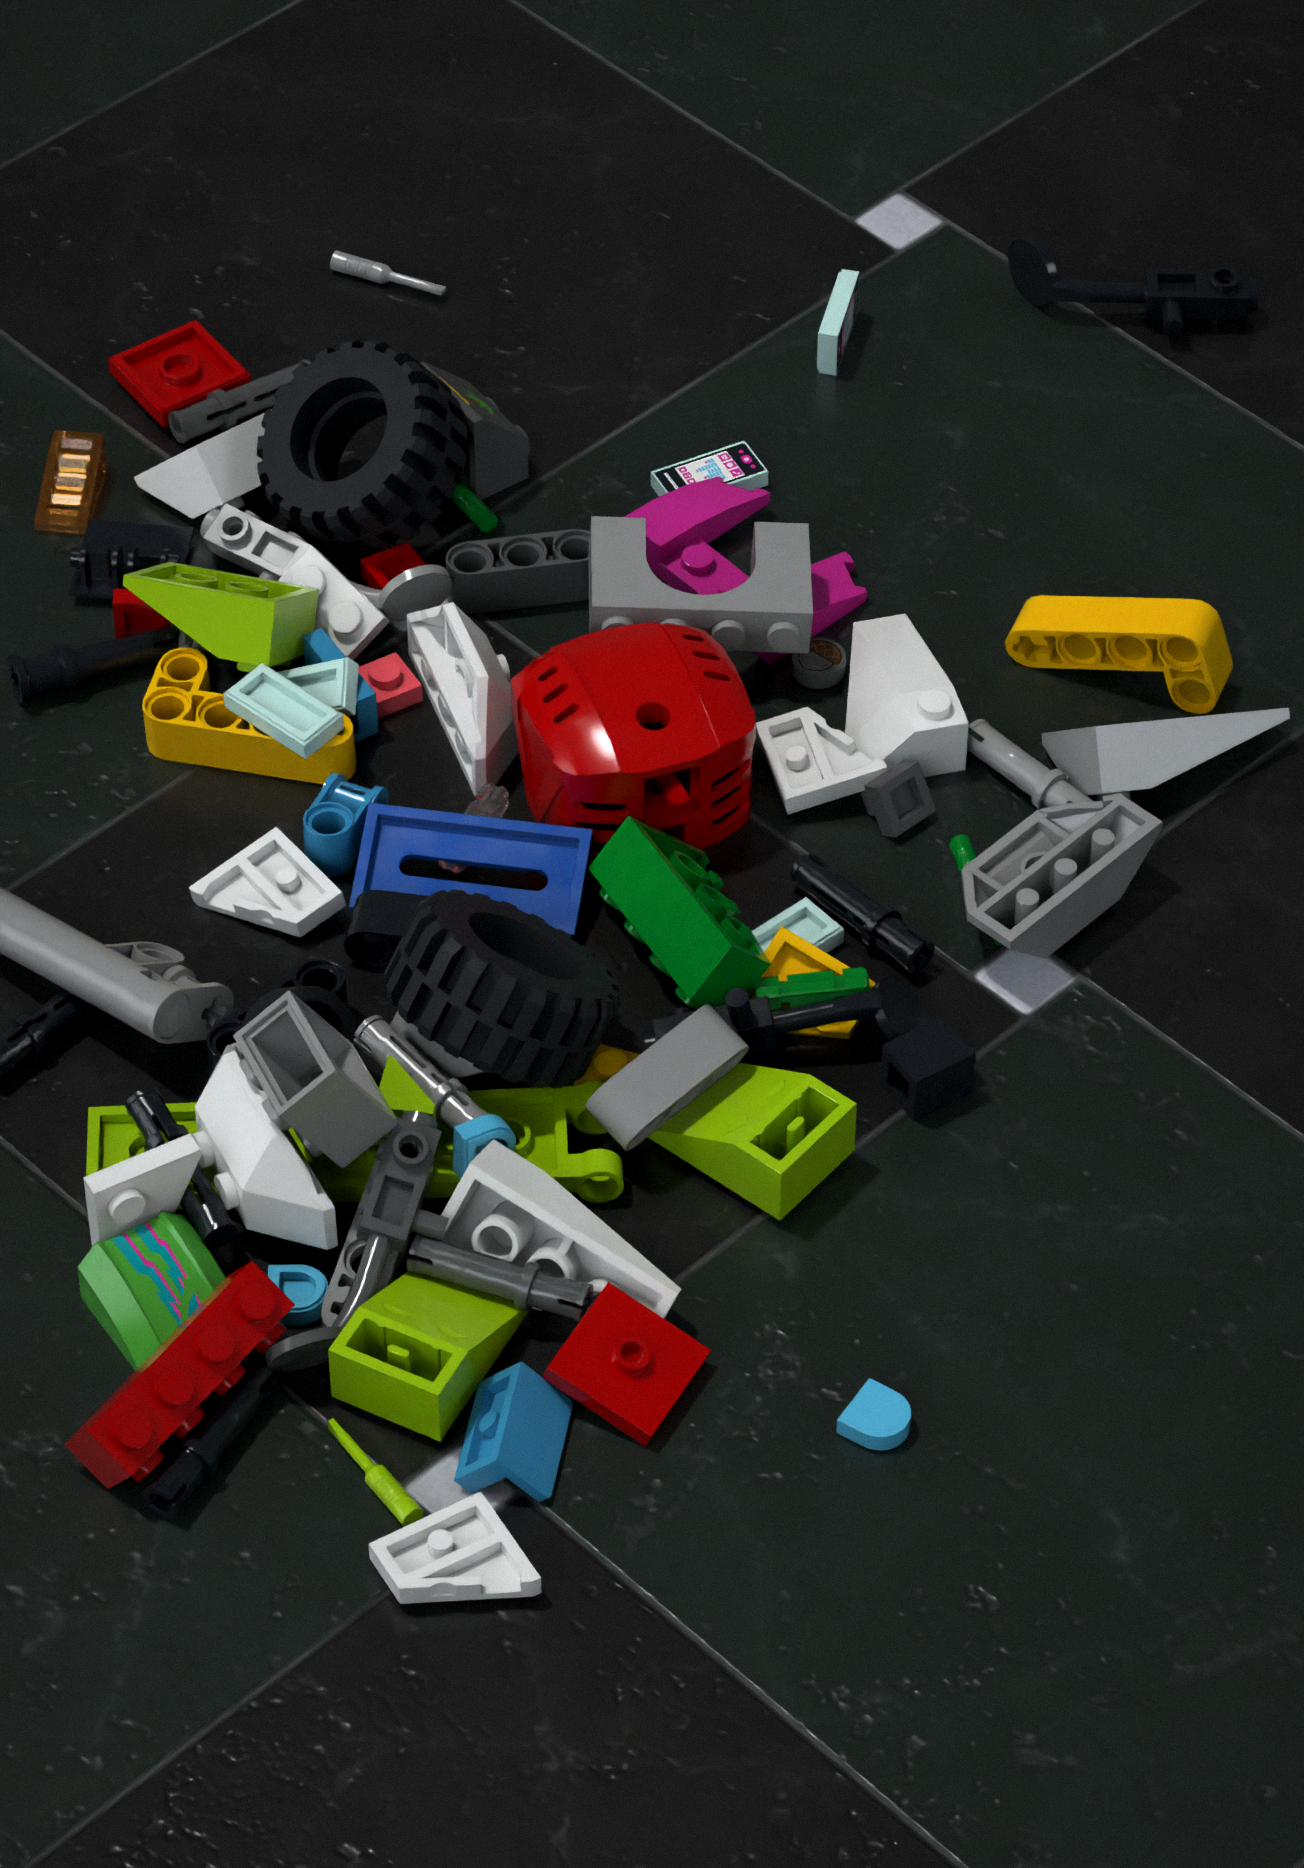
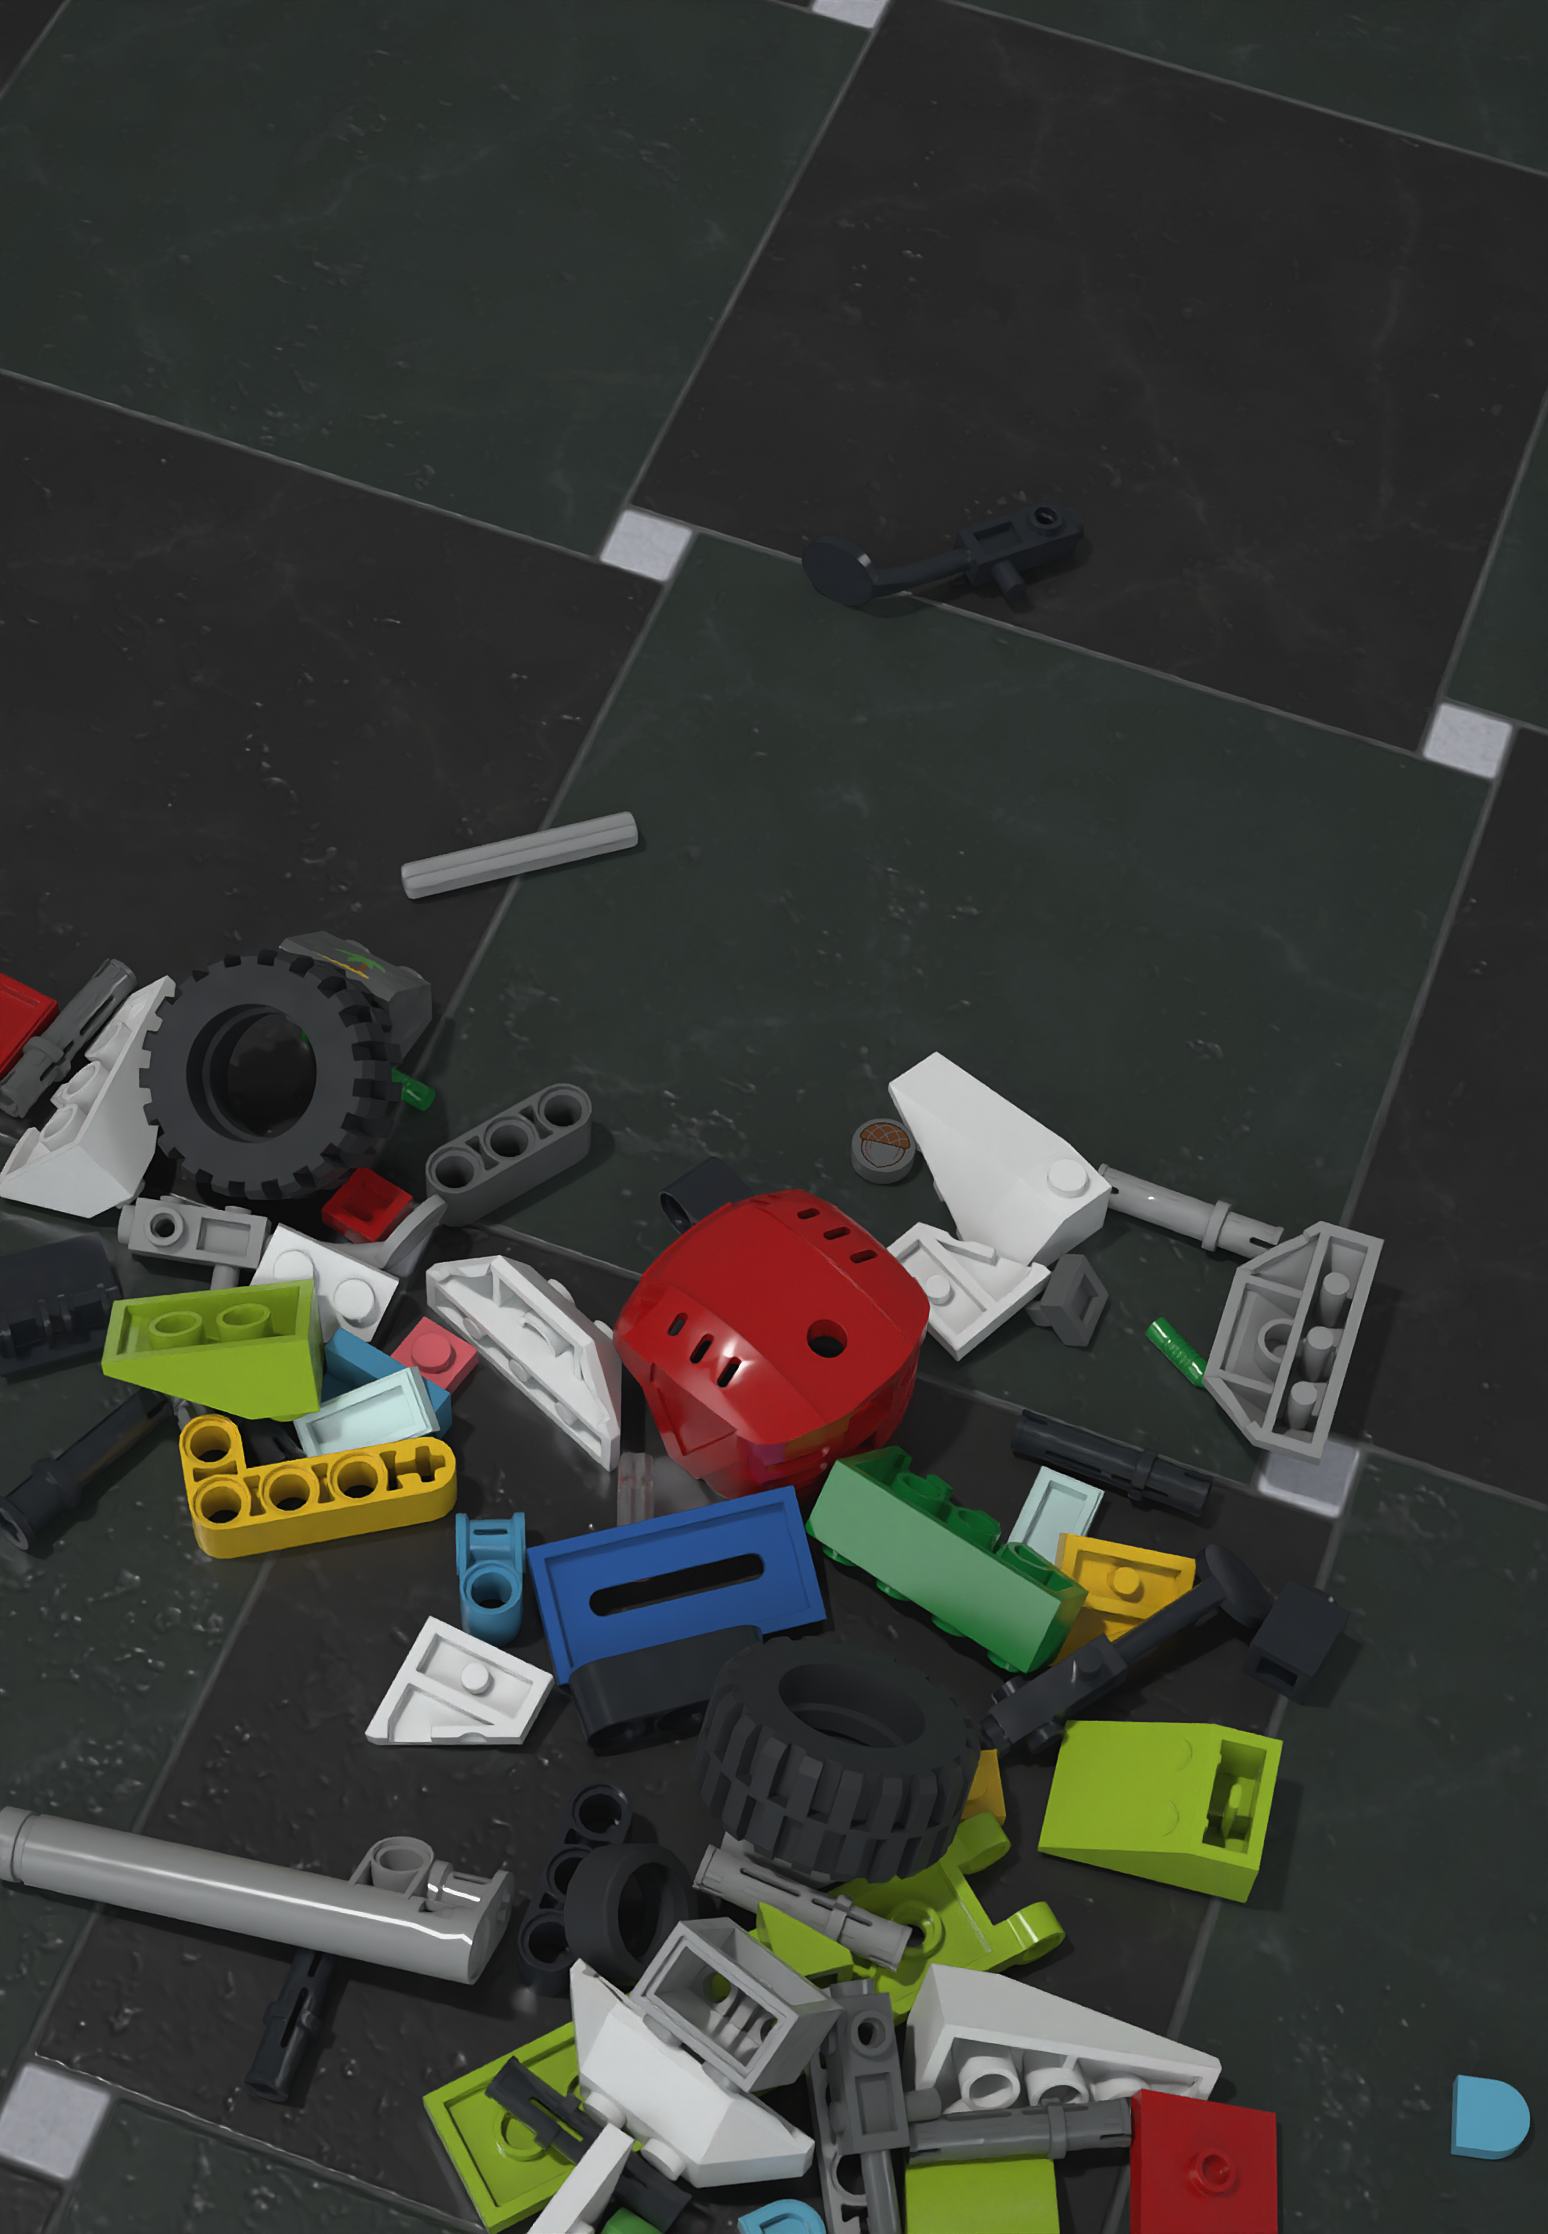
camera: 30 degrees left, 10 degrees up
(134, 615) = (94, 1389): red plate -> none
(283, 711) = (366, 1463): light aqua tile -> none
(378, 272) = (122, 806): light grey piece -> none
(475, 1135) = (910, 1967): medium azure tile -> none
(660, 389) = (519, 855): none -> light grey axle
(667, 1077) = (1058, 1788): light grey beam -> none
(695, 514) = (795, 1118): dark pink wedge -> none
(734, 463) = (634, 952): tile -> none
(761, 615) = (685, 1176): light grey arch -> none
(812, 987) = (1137, 1597): green axle -> none
(838, 322) = (667, 703): light aqua tile -> none
(1128, 634) = (1193, 1009): yellow beam -> none
(1148, 753) = (1293, 1137): light grey wedge -> none

